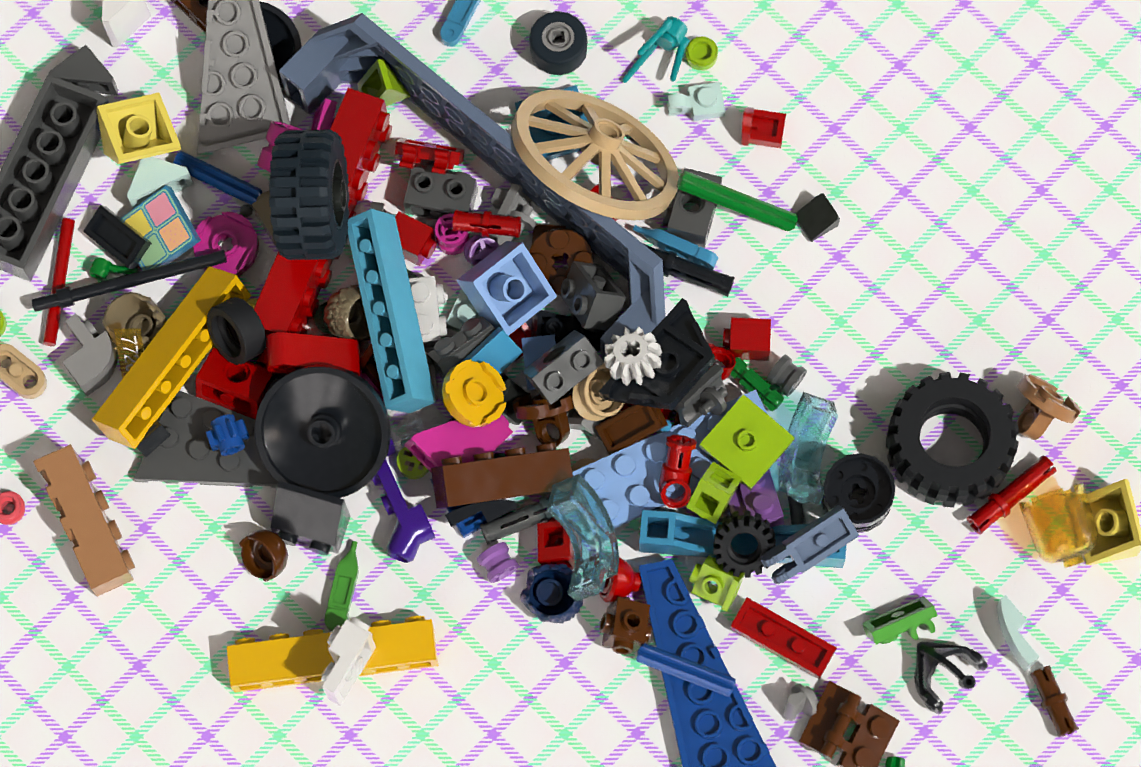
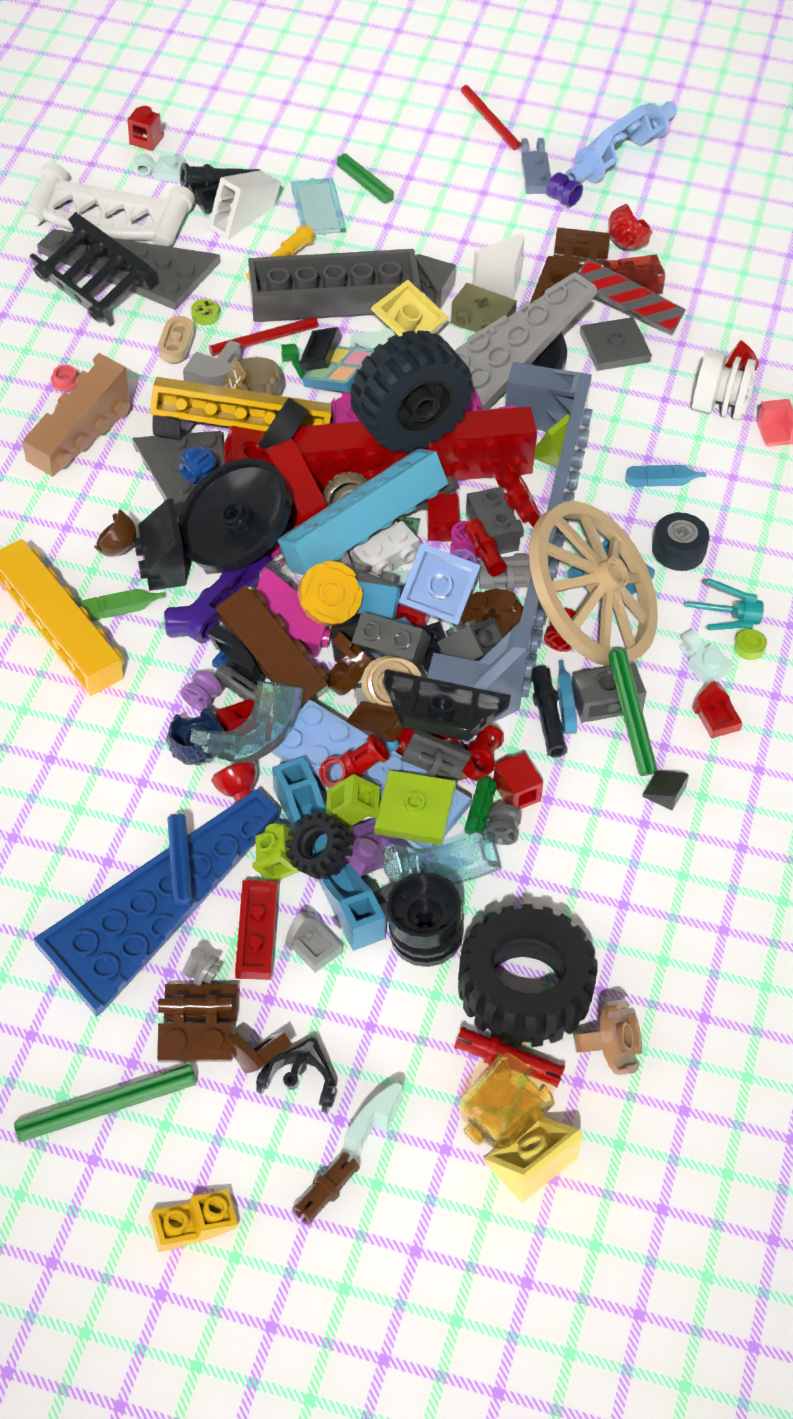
camera: 55 degrees right, 20 degrees down
(67, 297) = (253, 340): black bar -> none
(163, 38) = (479, 307): none -> olive brick
(351, 650) = (43, 603): white plate -> none
(625, 626) = (196, 799): reddish brown brick -> none
(633, 356) = (428, 671): white gear -> none
(811, 544) = (348, 889): sand blue hinge -> none
(819, 597) = (312, 941): none -> light grey tile
(908, 617) = (315, 1007): bright green plate -> none
(910, 692) = (254, 1058): none -> reddish brown tile

